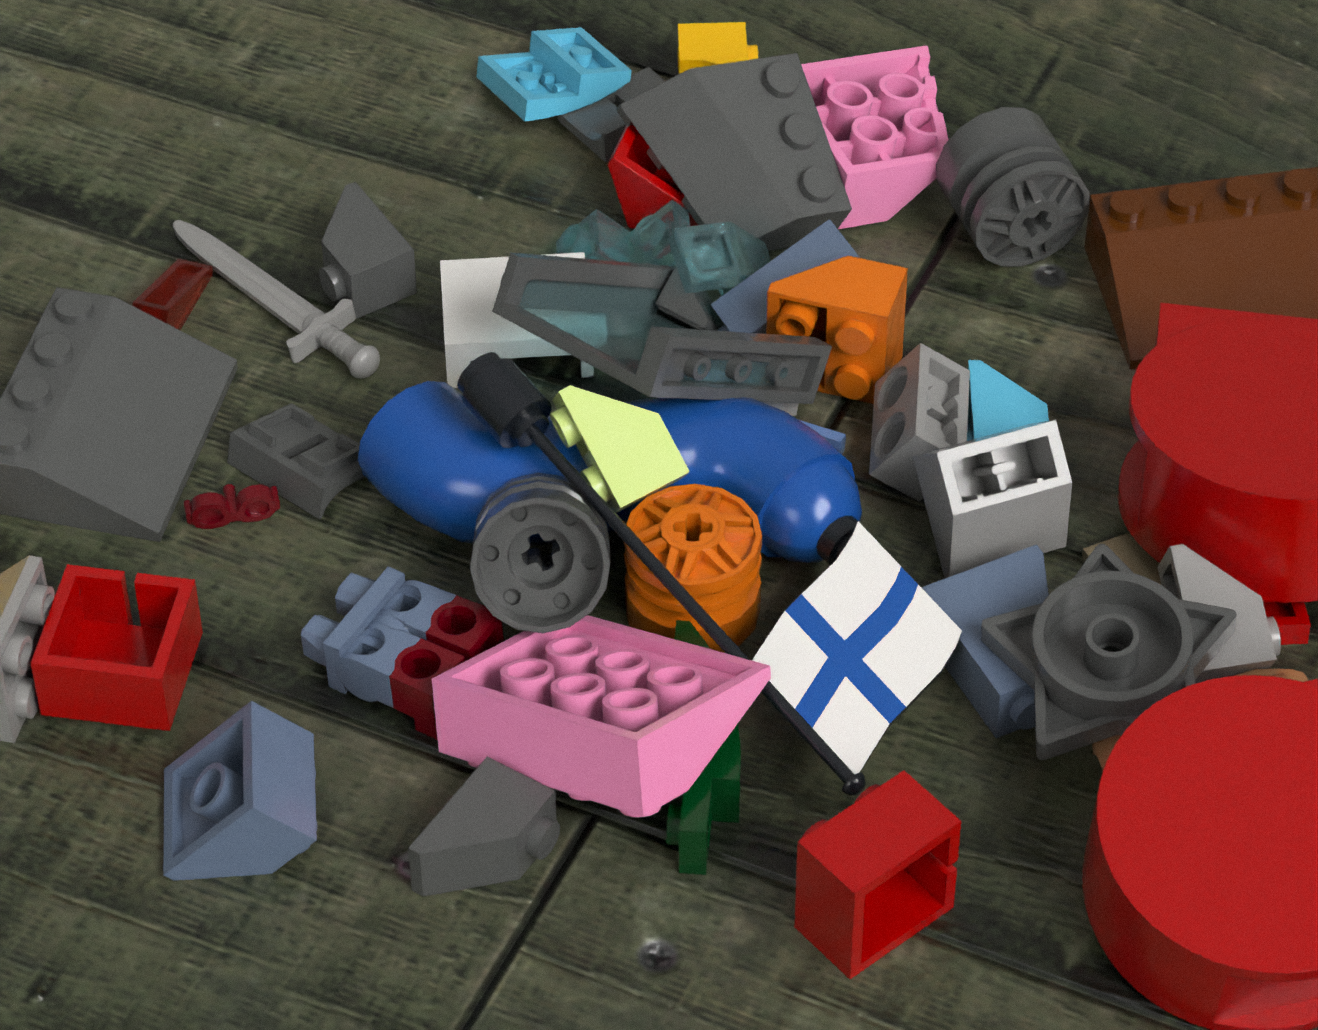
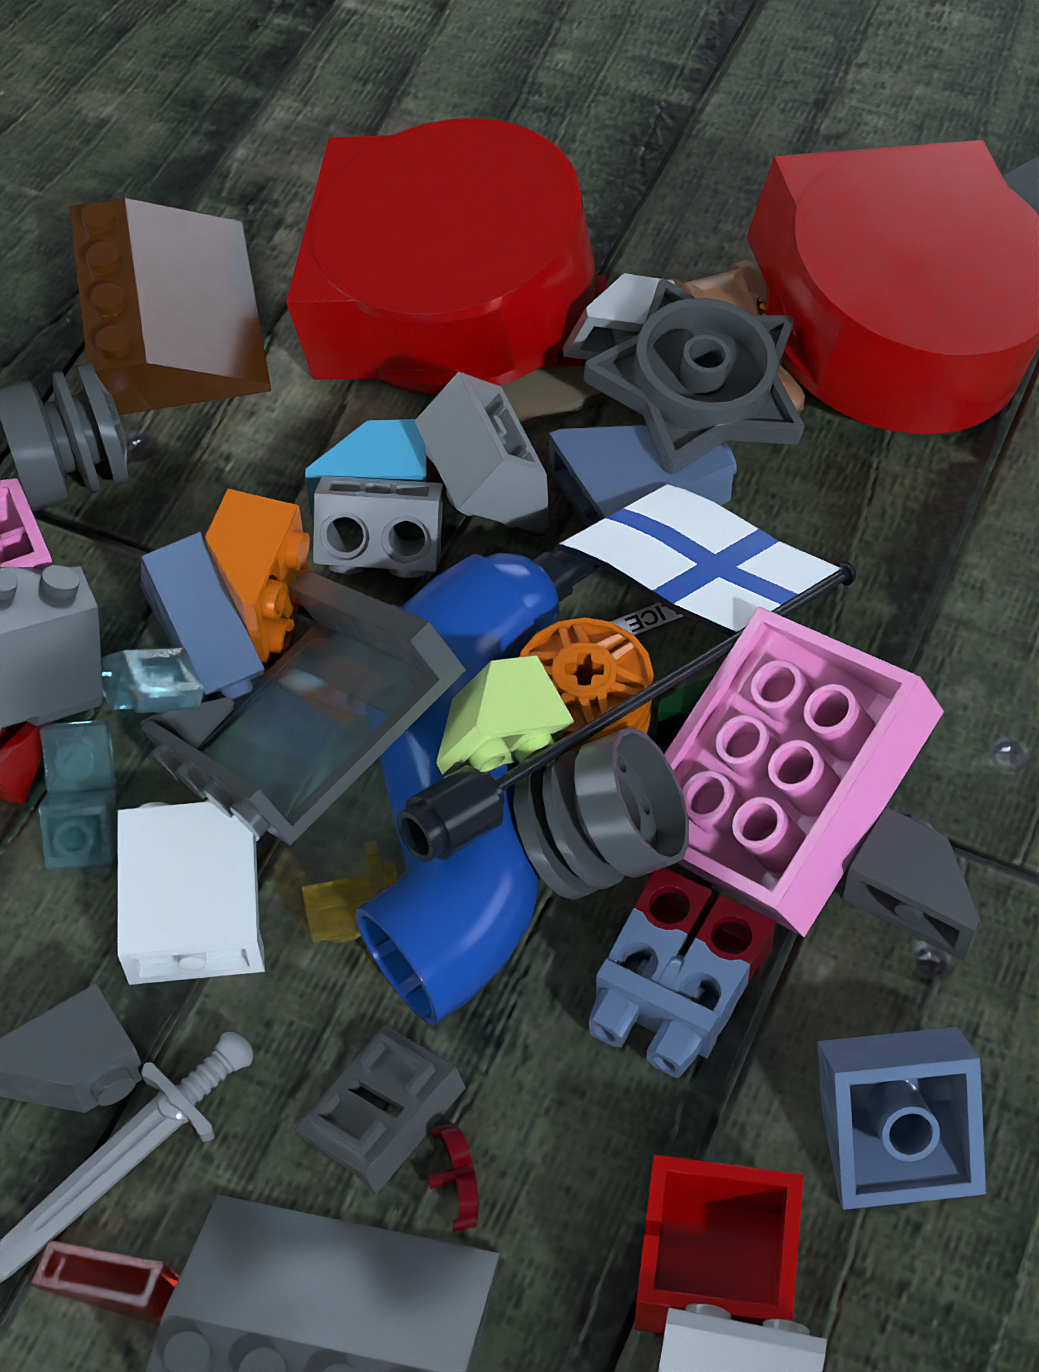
camera: 90 degrees left, 10 degrees up
(876, 873) = (951, 553): red piece -> none

